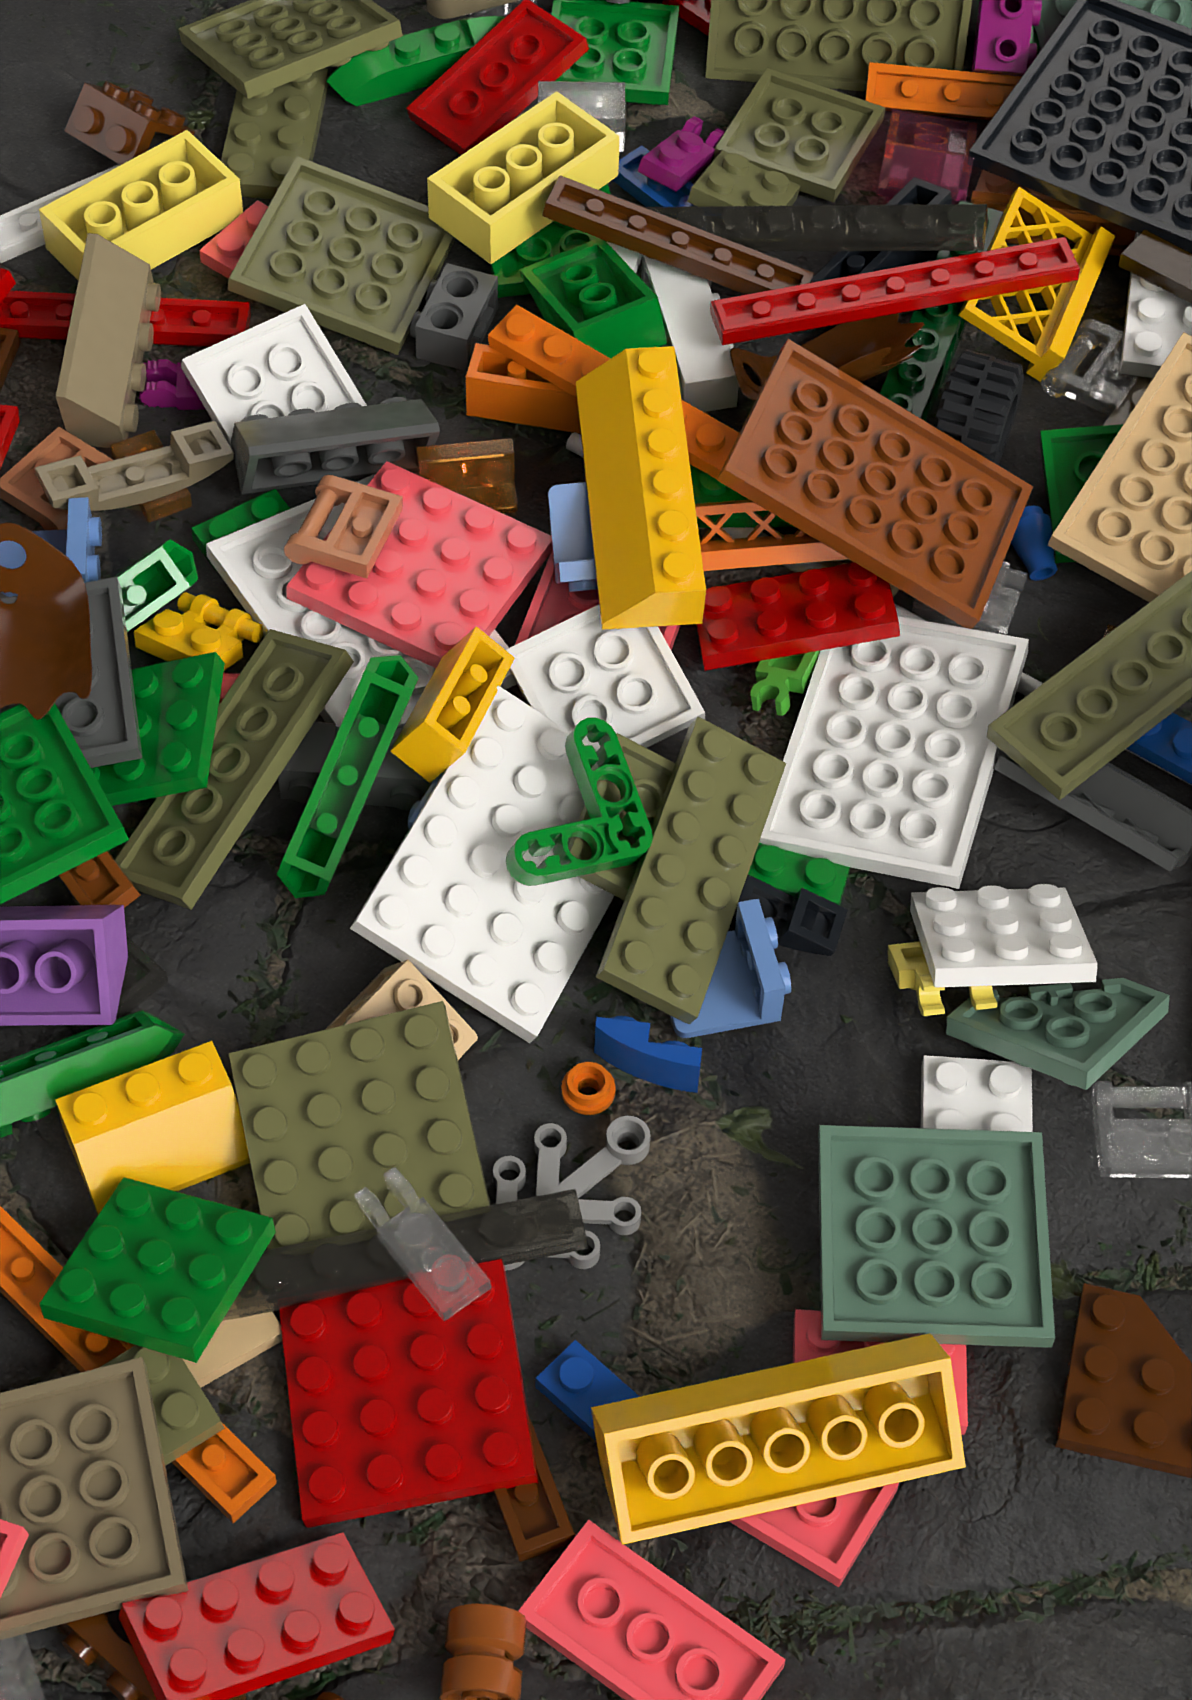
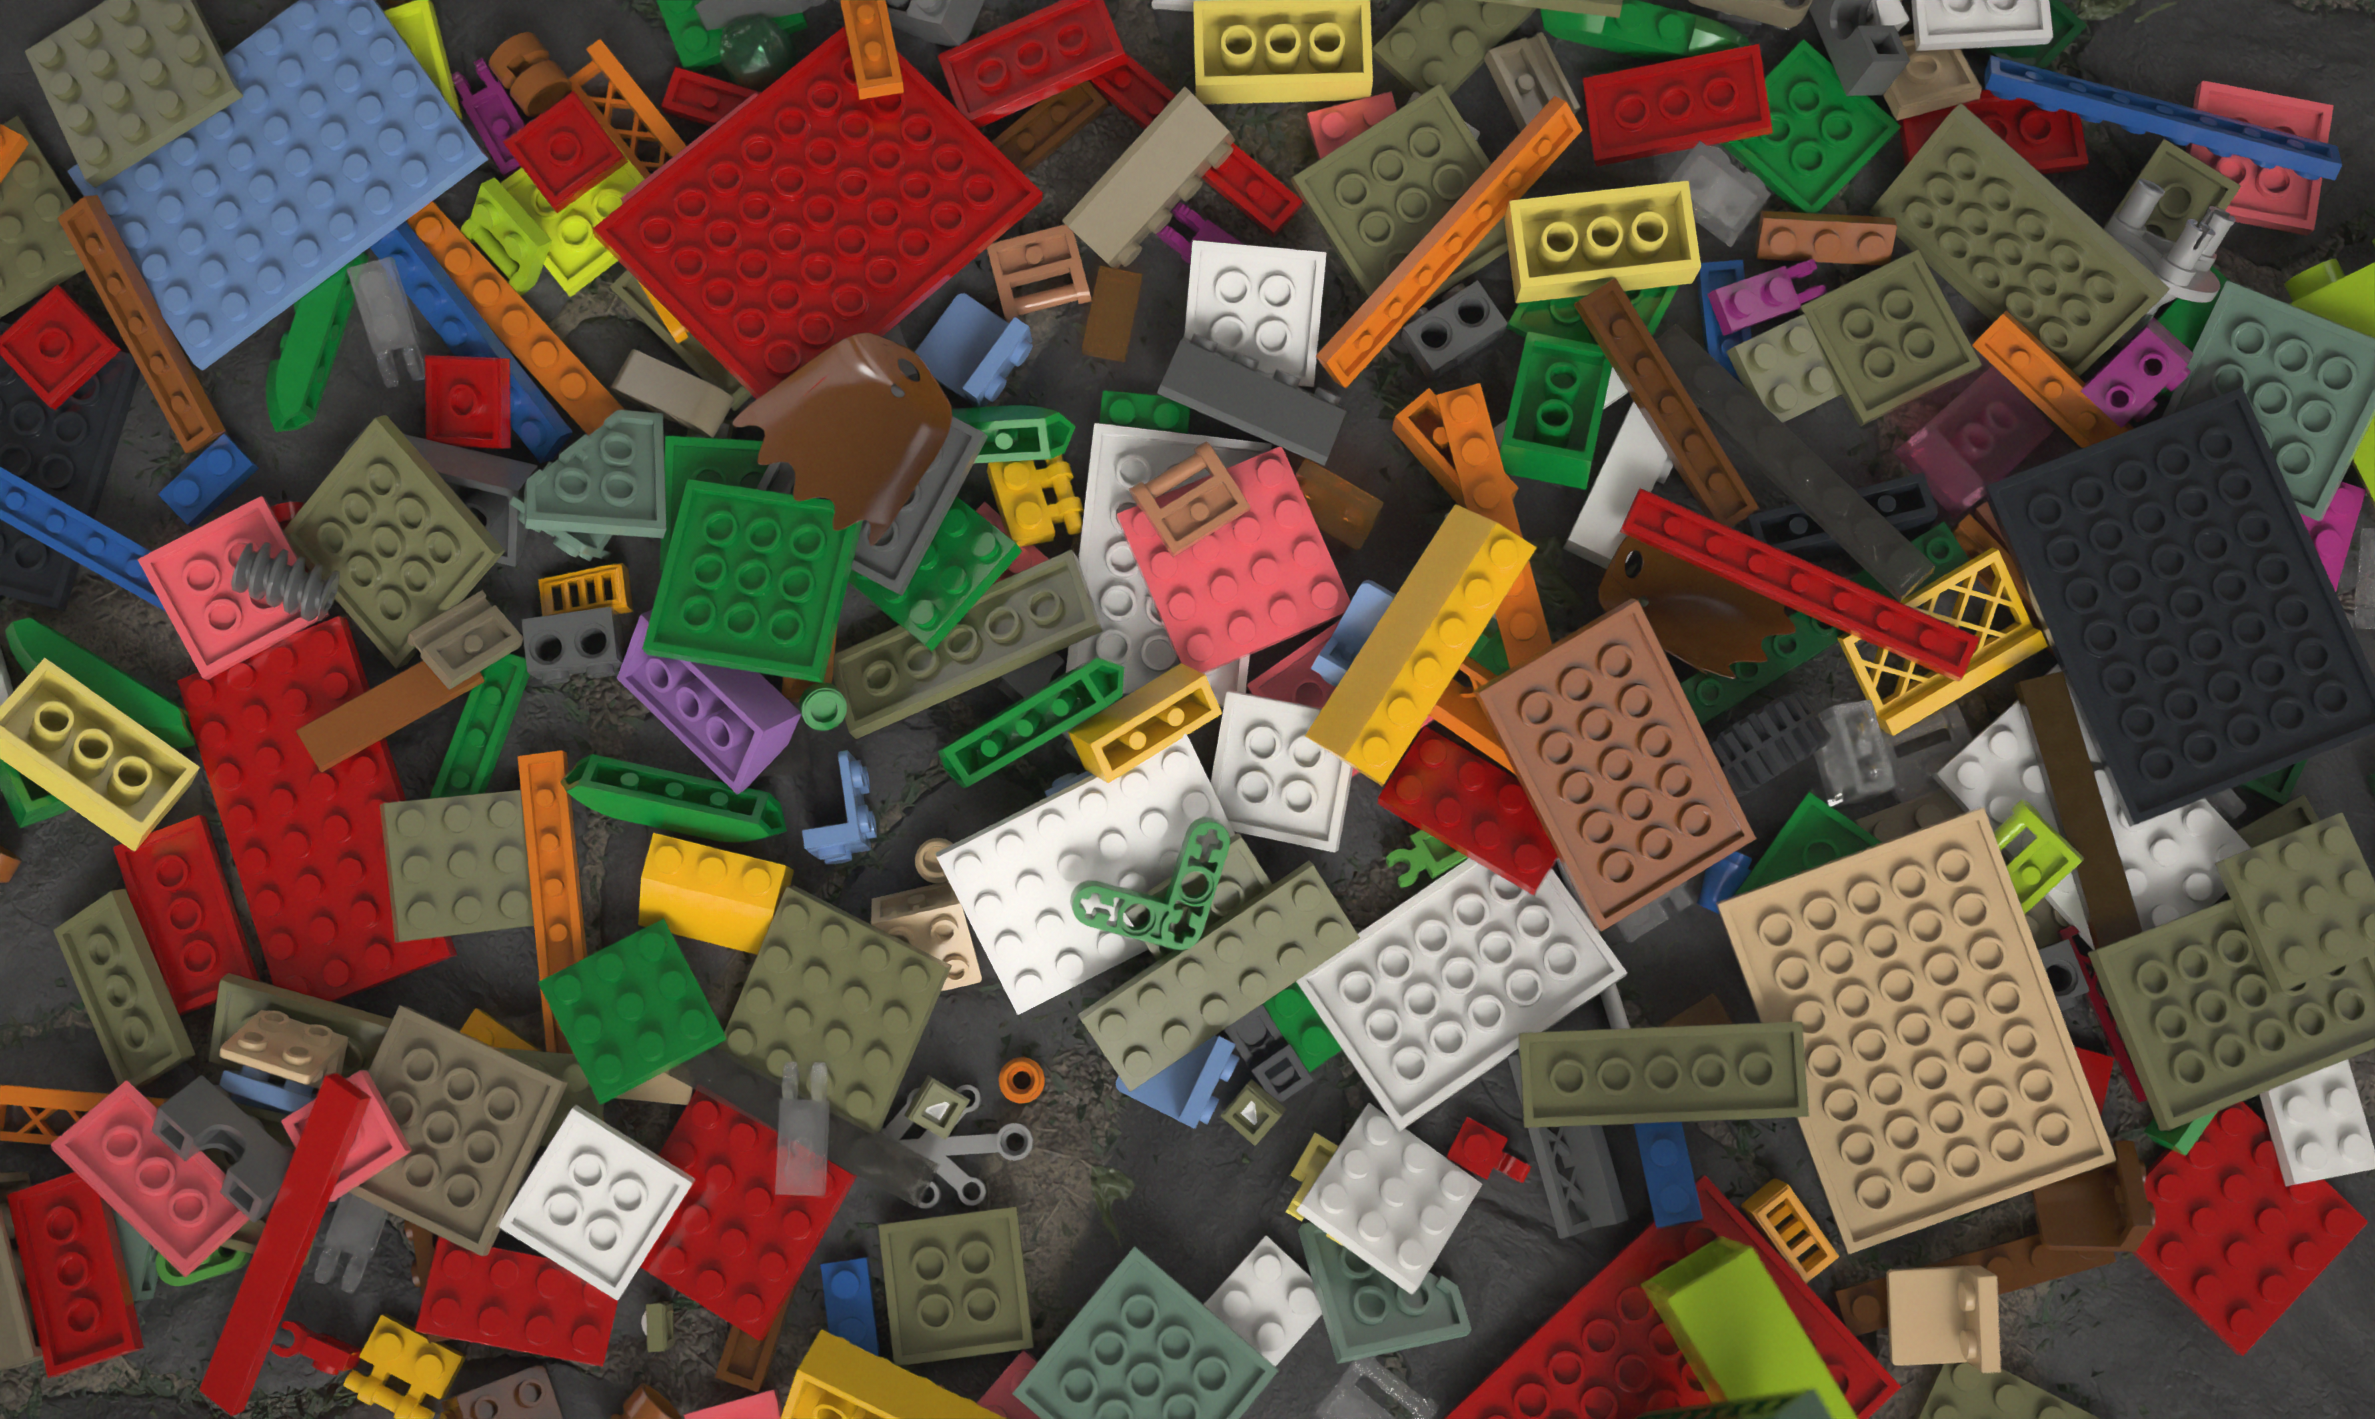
camera: 45 degrees right, 25 degrees up
(139, 889) = (822, 706): none -> green tile
(140, 477) = (1089, 316): dark tan slope -> none
(245, 981) = (839, 841): none -> medium blue bracket
(265, 1457) = (596, 1202): none -> white plate
(351, 966) = (927, 862): none -> tan plate
(367, 134) = (1528, 77): none -> dark tan plate
(399, 253) = (1449, 242): none -> orange plate
(421, 1551) = (659, 1325): none -> olive tile
(530, 1153) = (936, 1107): none -> olive tile
(627, 1047) = (1071, 1072): blue slope -> none
(682, 1297) = (956, 1286): none -> olive plate
(695, 96) = (1825, 238): none -> dark orange plate
(820, 967) = (1253, 1112): none -> olive tile
(1042, 863) = (1481, 1150): none -> red plate
(1053, 390) = (1855, 758): none -> clear brick

